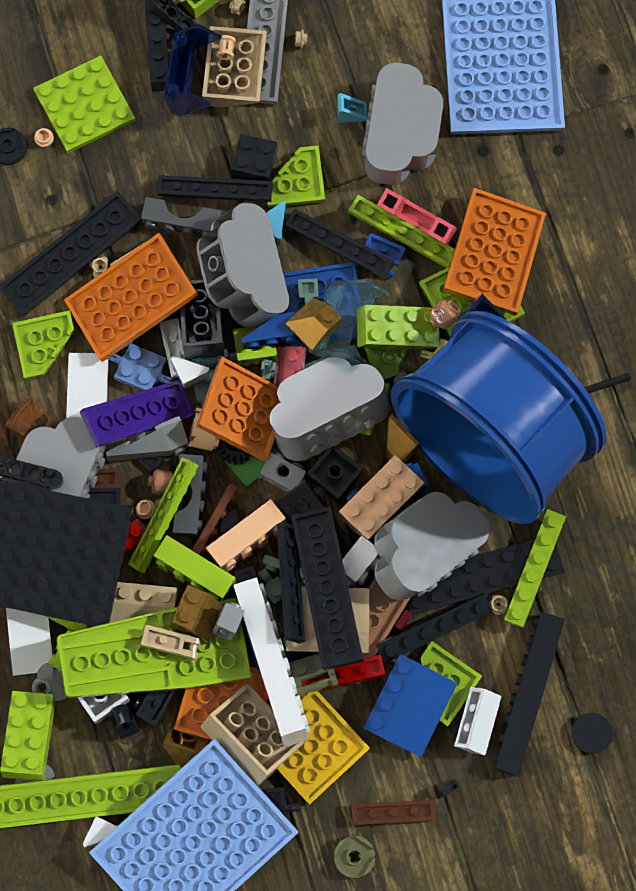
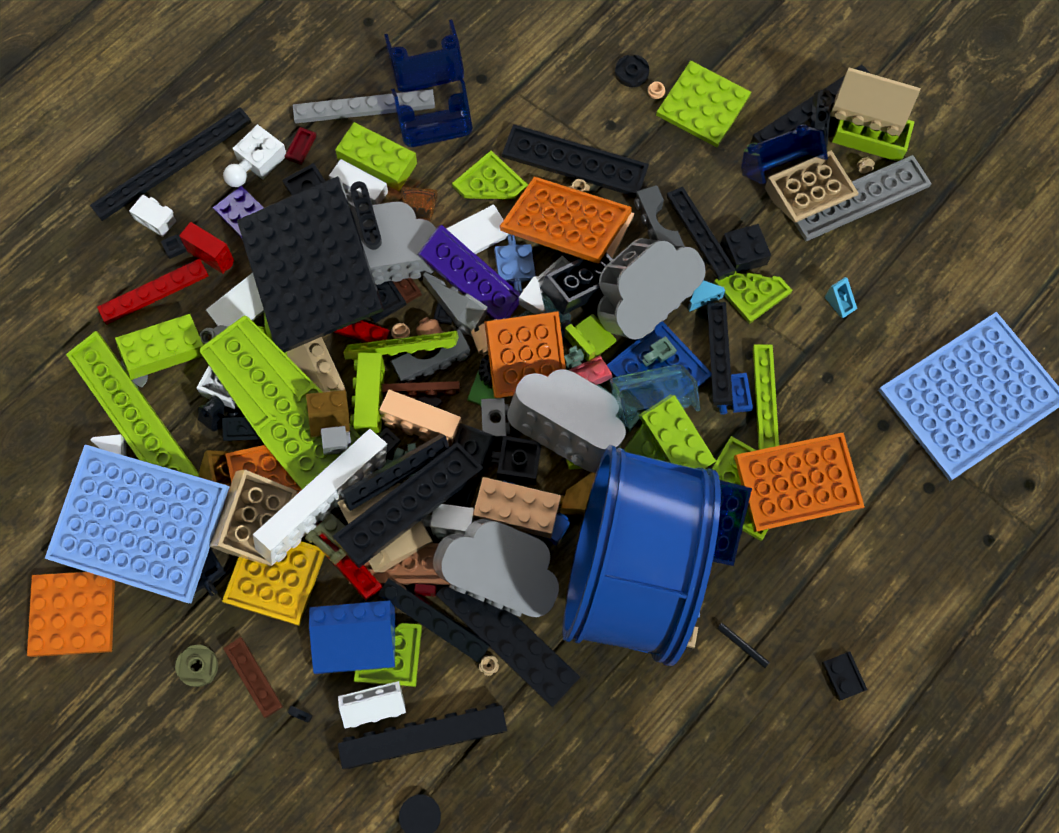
camera: 60 degrees right, 5 degrees down
(170, 642) = (291, 405): tan plate -> none
(226, 47) = (821, 169): light nougat bush -> none
(271, 333) = (612, 344): blue slope -> none
(300, 39) = (873, 227): tan plate -> none
(314, 323) = (633, 367): pearl gold slope -> none
(401, 124) = (855, 343): light grey brick -> none
(417, 216) = (786, 417): coral arch -> none
(444, 314) = (714, 462): nougat head -> none
(534, 568) = (538, 677): lime plate -> none

